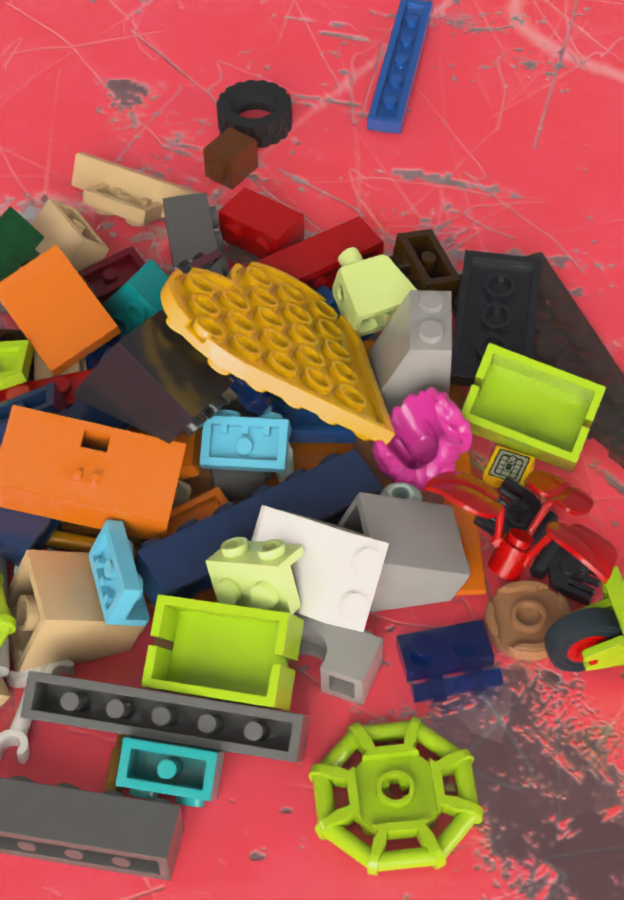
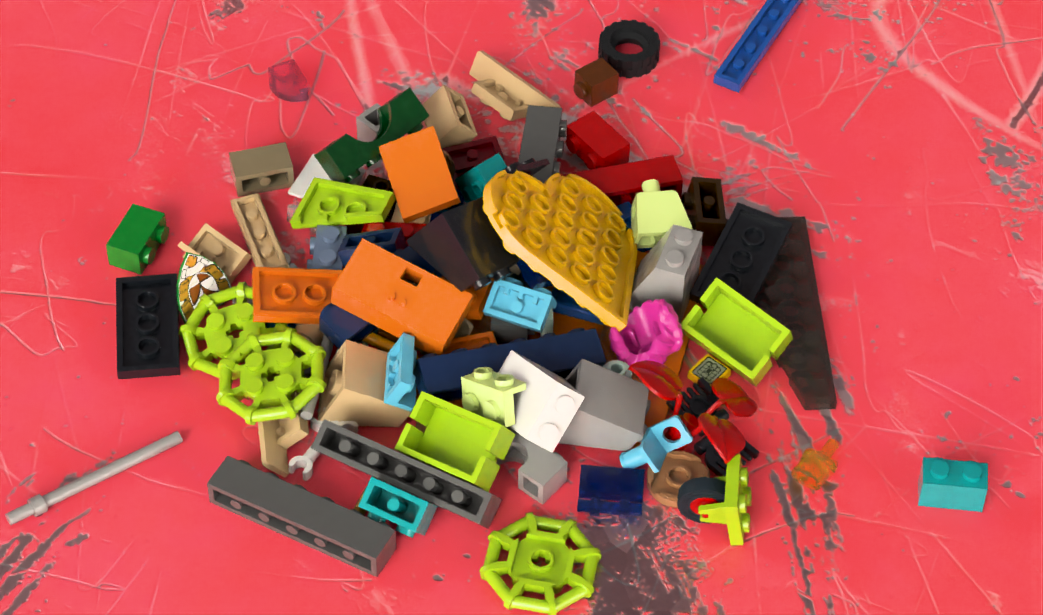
camera: 15 degrees right, 0 degrees up
(488, 583) = (655, 445): none -> medium azure bracket

